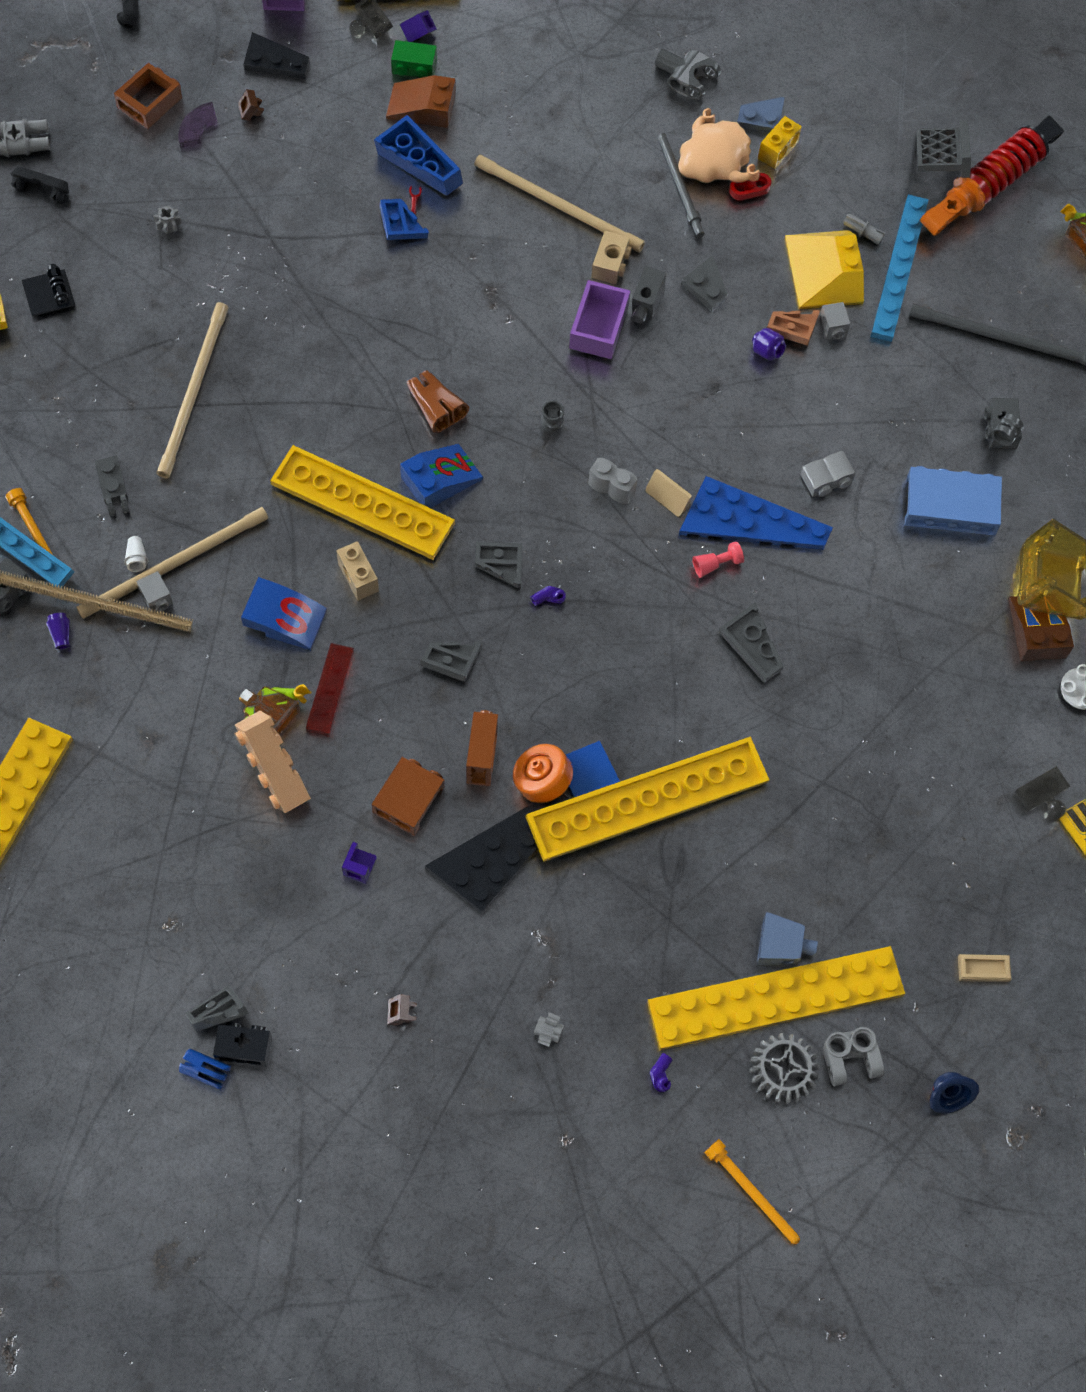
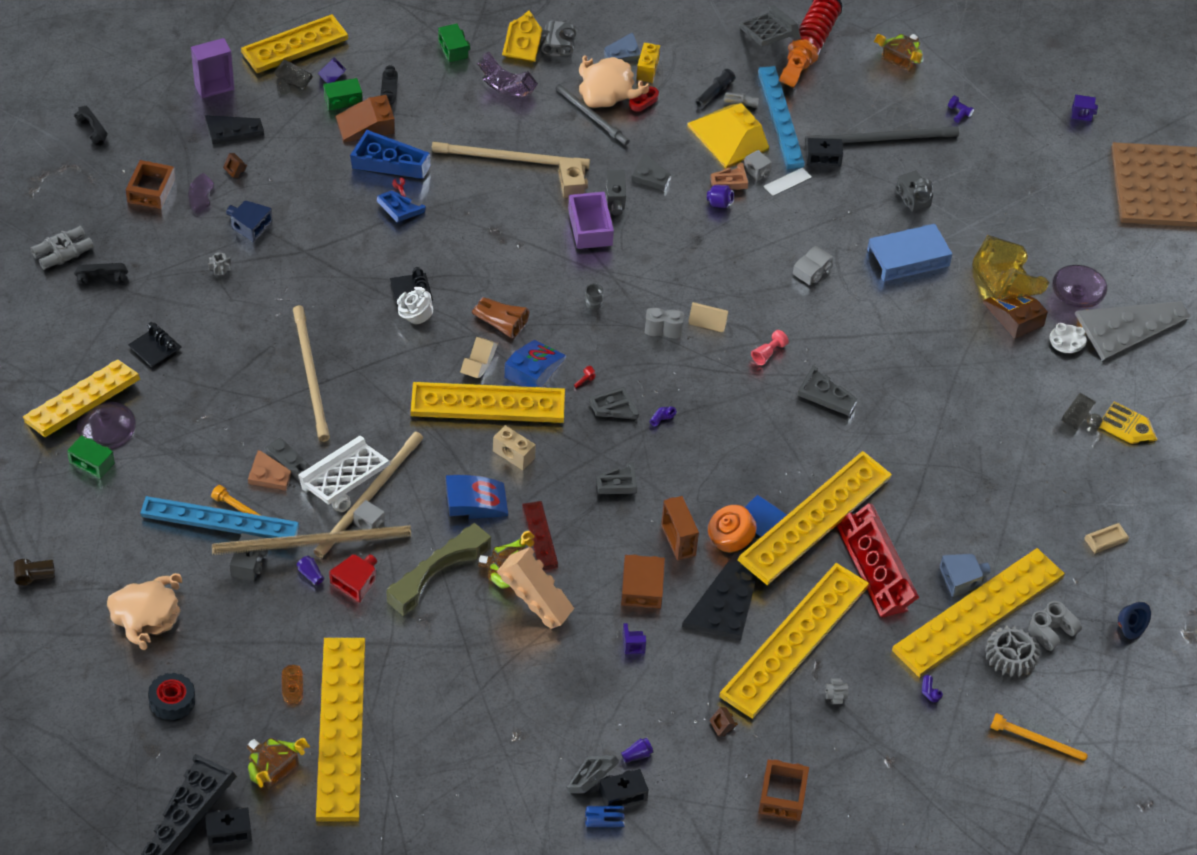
camera: 25 degrees left, 15 degrees down
(82, 493) = (268, 473): none -> nougat wing
(102, 656) = (354, 576): none -> red torso
(146, 699) = (466, 546): none -> olive arch
(153, 513) = (339, 463): none -> white fence
(229, 177) = (250, 219): none -> dark blue torso
(287, 1003) = (639, 750): none -> dark purple cone
(344, 353) = (415, 305): none -> white cone
(358, 328) = (407, 283): none -> black hinge
(384, 444) = (480, 357): none -> tan brick
(405, 1148) = (782, 807): none -> dark orange window
(472, 67) = (389, 83): none -> black piece
(495, 512) = (589, 375): none -> red hand
(538, 942) = (793, 640): none -> yellow plate
(571, 38) = (453, 42): none -> green brick
(605, 111) = (503, 81): none -> clear purple arch
(650, 61) = (523, 38): none -> yellow tile
(689, 884) = (877, 561): none -> red slope
(740, 516) = (766, 315): blue wing -> none
(848, 200) = (719, 84): none -> black pin
(861, 353) = (787, 181): none -> white sticker
(923, 332) = (824, 152): none -> black brick

